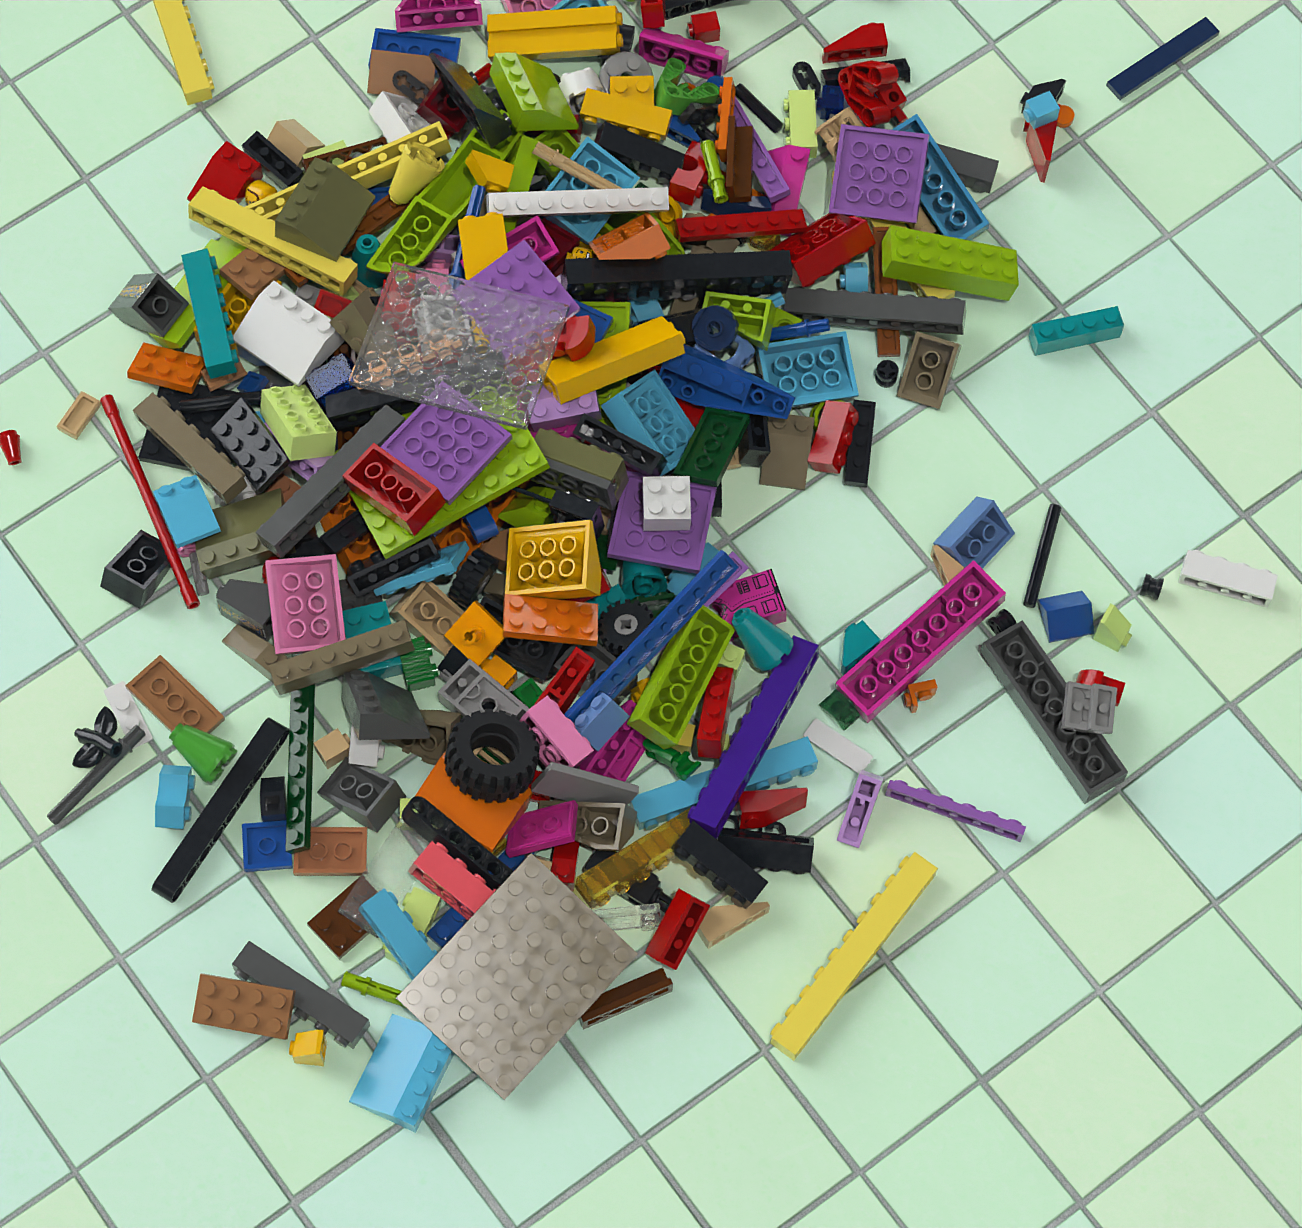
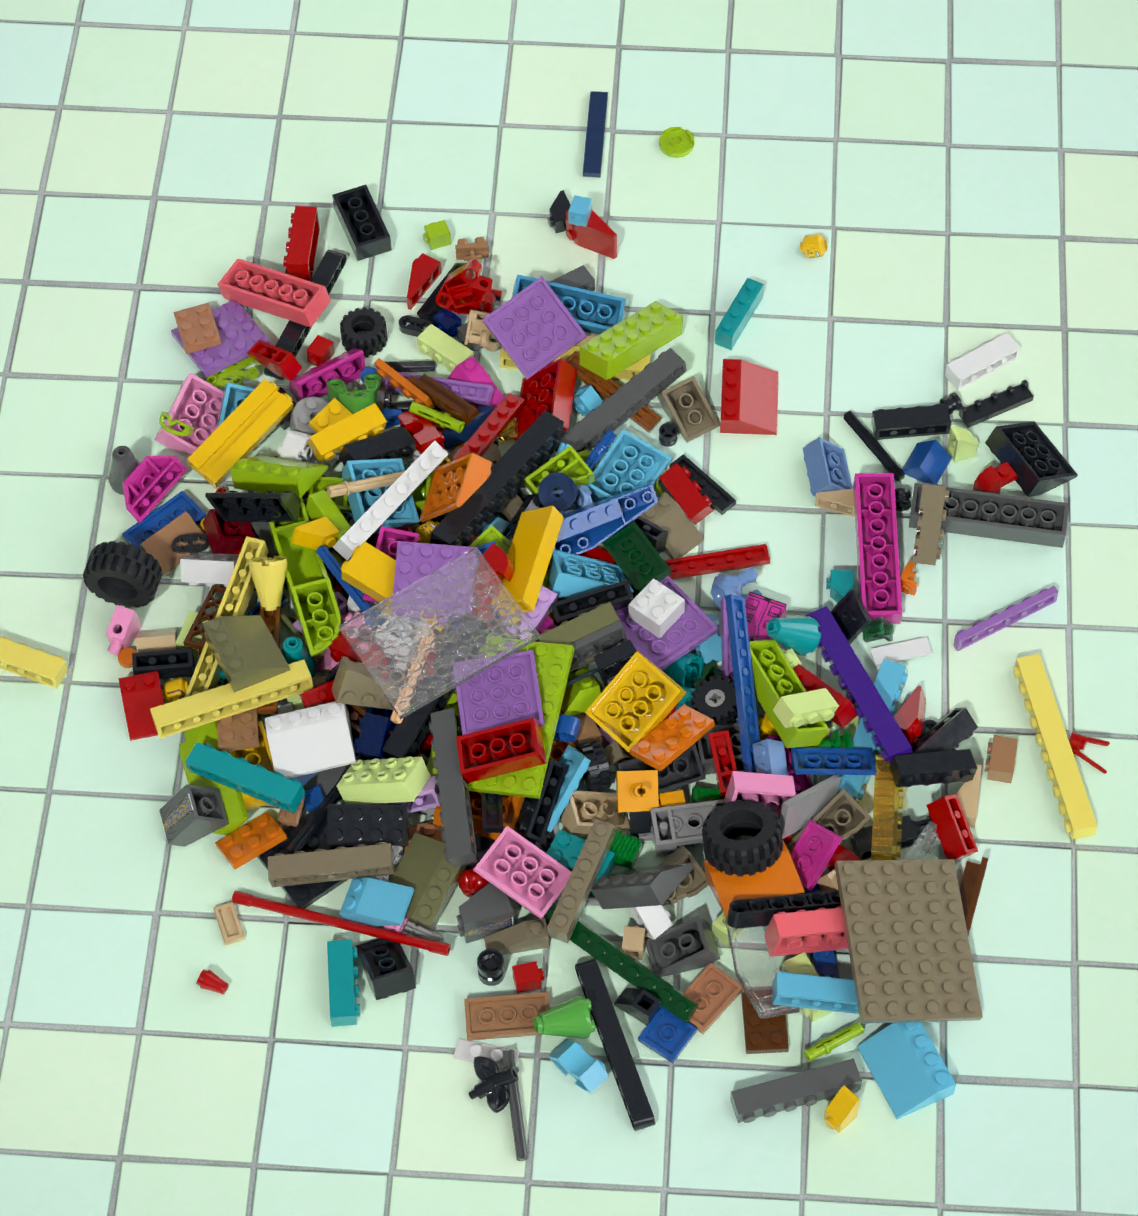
camera: 45 degrees left, 10 degrees down
(94, 547) = (342, 983): none -> teal brick
(207, 651) = (491, 967): none -> black wheel
(225, 688) = (527, 977): none -> red brick
(243, 1006) = (775, 1130): medium nougat plate -> none
(262, 127) = (125, 657): none -> orange tile
(279, 104) = (122, 629): none -> bright pink torso
(322, 59) = (122, 574): none -> black tyre
(652, 774) = (832, 761): none -> blue slope
(671, 707) = (805, 708): none -> yellowish green brick
(756, 30) = (364, 320): none -> black tyre
(762, 549) = (732, 584): none -> medium blue piece
(782, 514) = (718, 561): none -> red plate
(797, 919) = (1002, 759): none -> medium nougat brick
(826, 674) = (851, 615): none -> black tile
(860, 808) = (956, 668): lavender slope -> none
(879, 975) = (1079, 742): none -> red plant
(919, 19) = (437, 235): none -> lime brick
(928, 61) = (471, 251): none -> medium nougat hips
(983, 667) = (929, 524): none -> dark tan wedge
(990, 409) = (748, 398): none -> slope
(1089, 708) = (1009, 490): light grey slope -> none
(1097, 567) = (911, 422): none -> black brick
(1158, 701) = (1031, 456): none -> black slope
(1191, 627) = (996, 404): none -> black hinge
(1216, 335) = (813, 245): none -> yellow head
(1222, 131) = (676, 142): none -> lime tile

